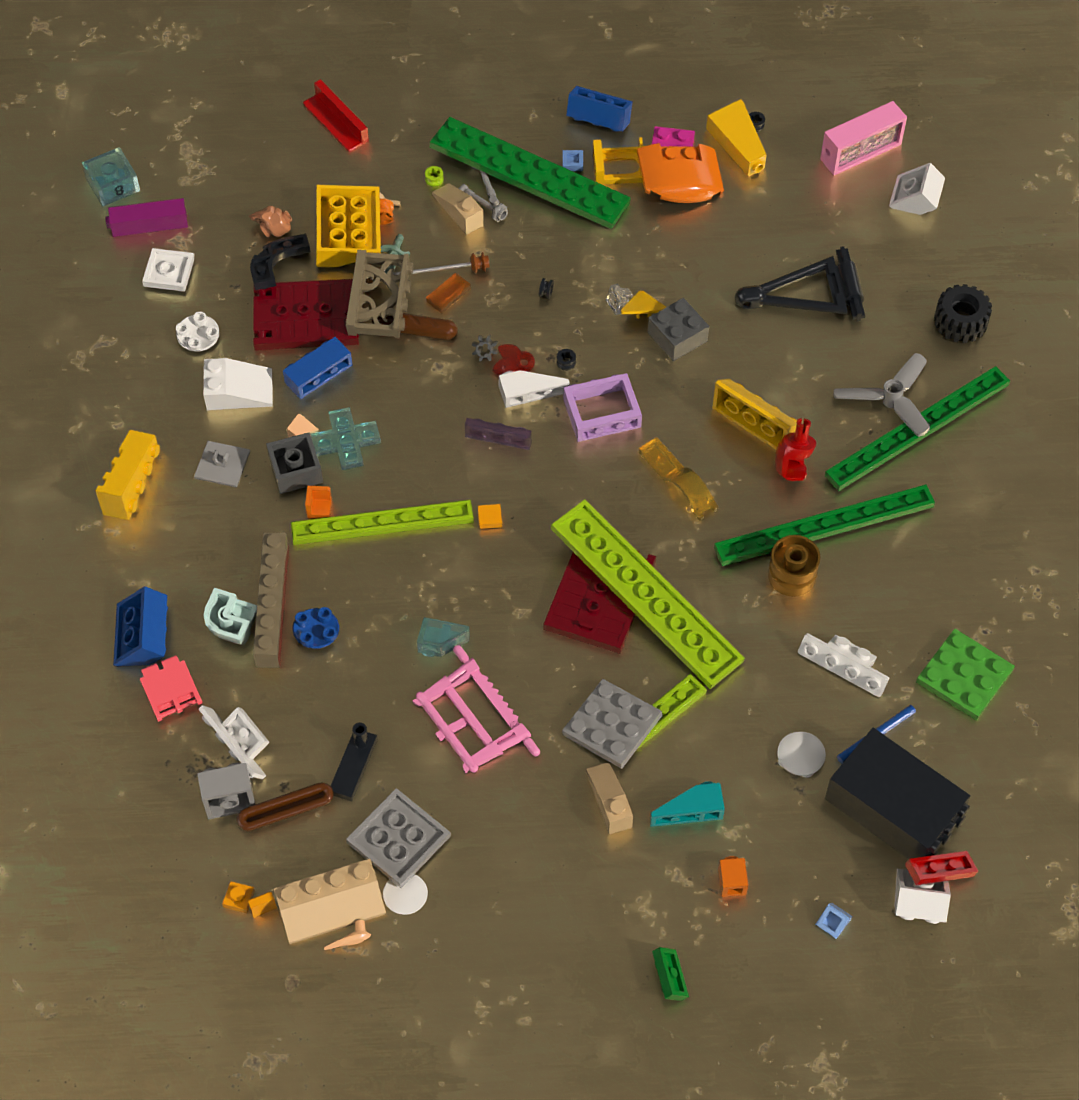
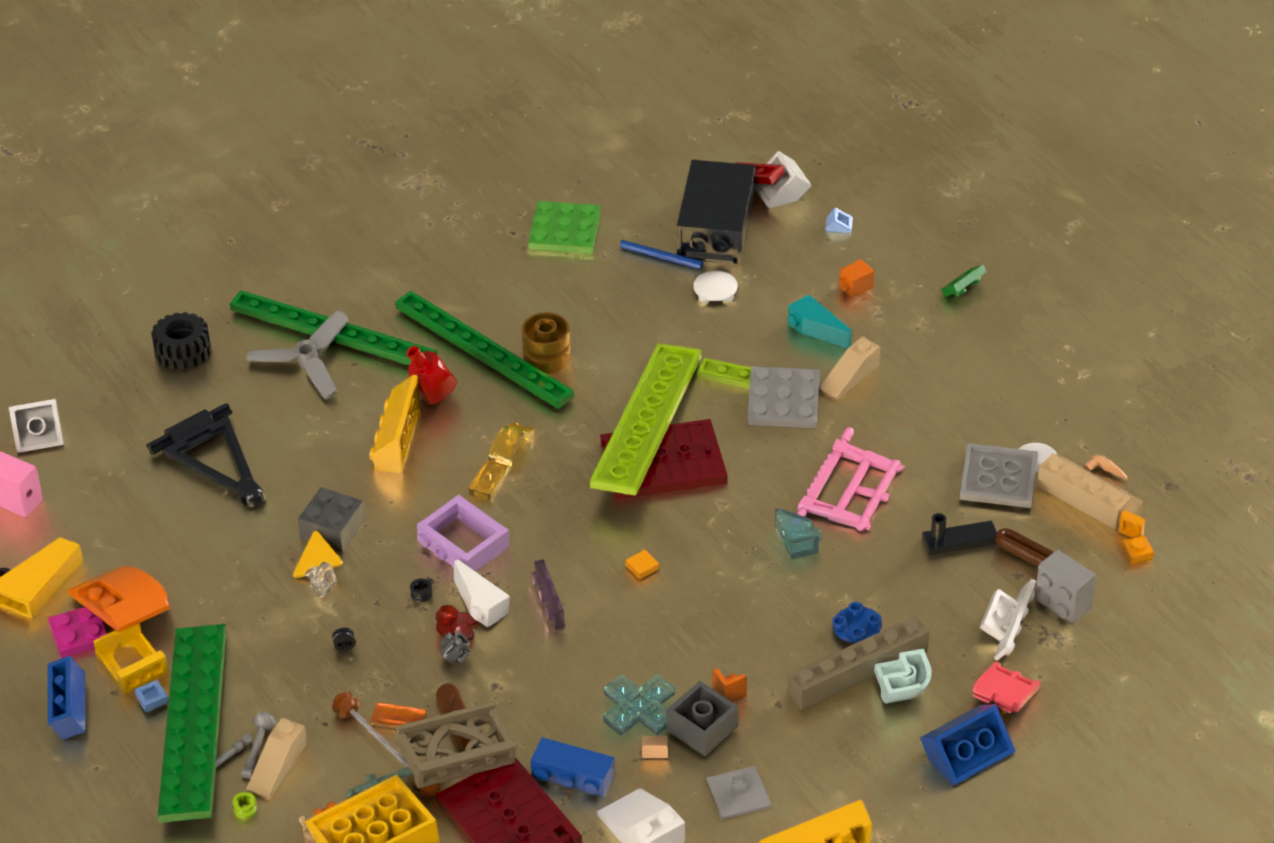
camera: 120 degrees left, 15 degrees down
(382, 522) = (709, 637): lime tile -> none
(846, 661) = (608, 289): white bracket -> none

